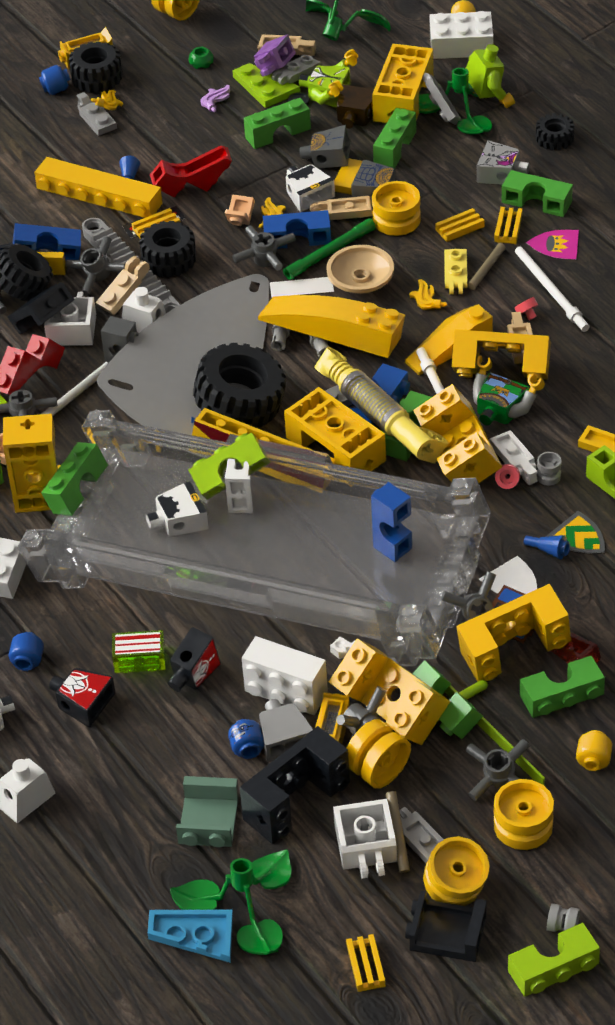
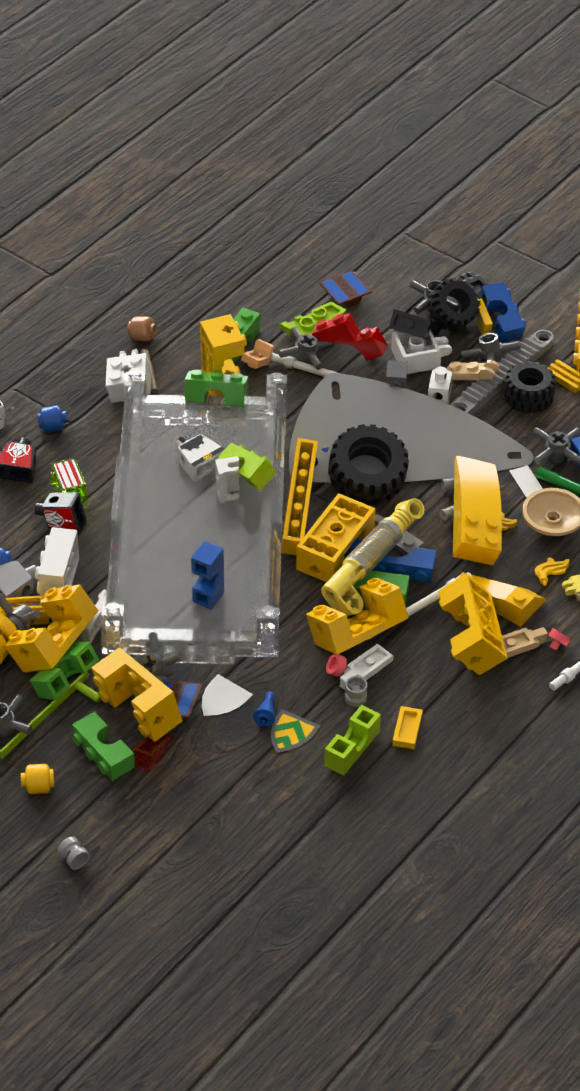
camera: 70 degrees right, 0 degrees up
(500, 397) = (432, 639): torso -> none

